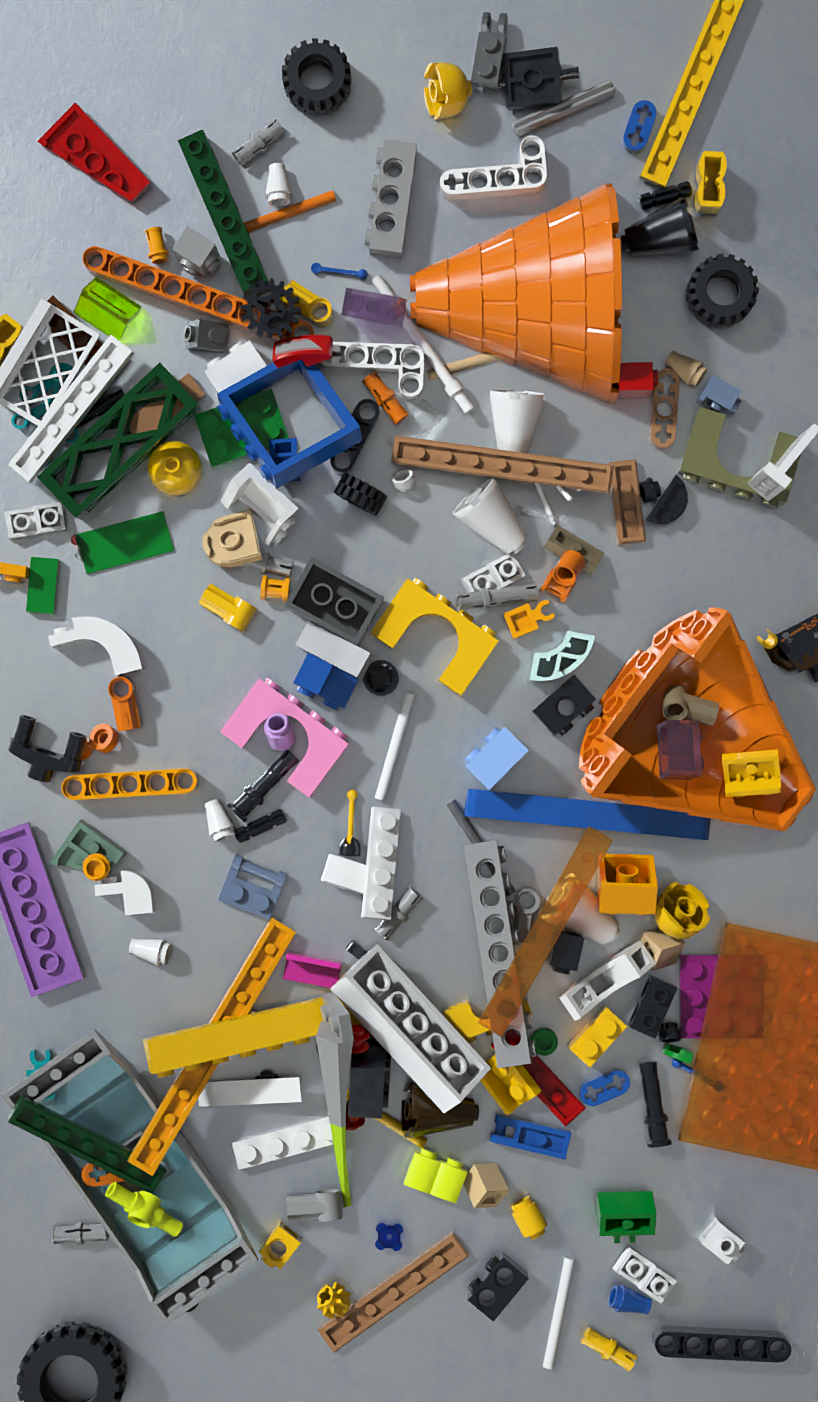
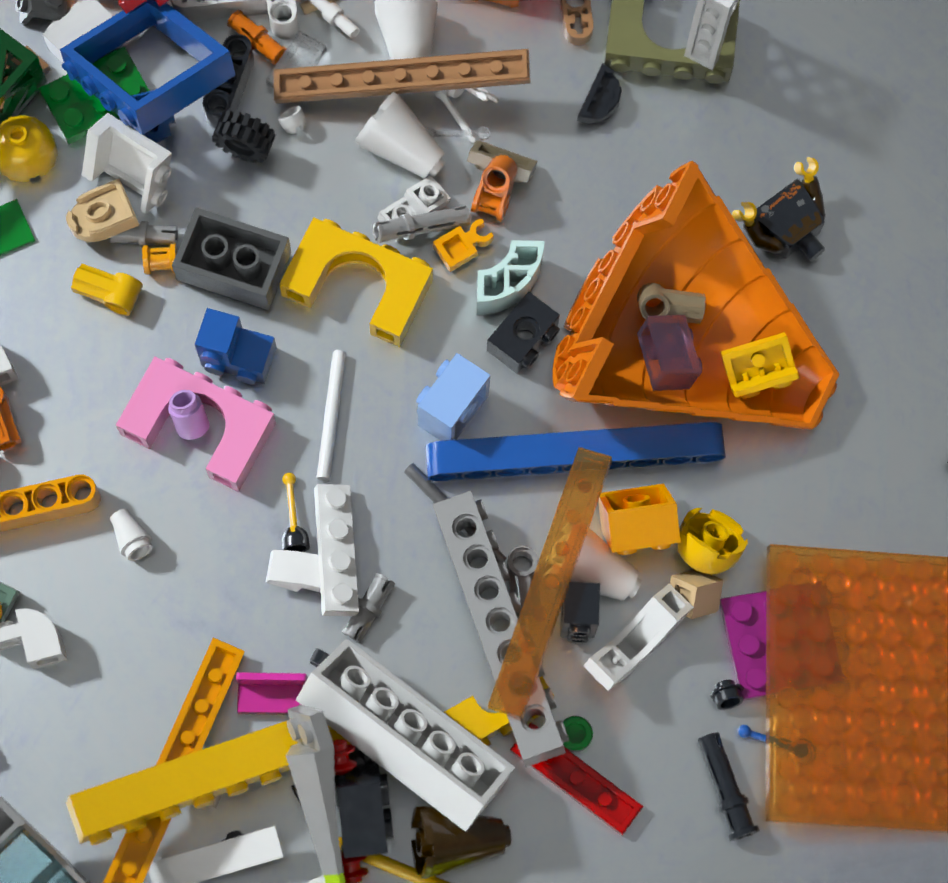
camera: 20 degrees left, 15 degrees down
(152, 950) = (67, 705): white cone -> none
(249, 895) = (181, 619): sand blue plate -> none
(254, 794) = (170, 496): black pin -> none
(260, 825) = (182, 533): black axle -> none
(334, 650) = (255, 311): tile -> none
(381, 678) = (301, 335): black wheel -> none
(509, 1085) = (541, 790): yellow bracket -> none
(531, 1136) = (582, 854): blue plate -> none
(597, 1035) = (639, 711): yellow brick -> none
(608, 1093) = (656, 770): blue beam -> none
(627, 502) = (553, 106): medium nougat tile -> none
(649, 490) = (575, 86): black plate -> none
(652, 1006) = (699, 663): black brick -> none
(677, 1052) = (750, 717): green tile -> none

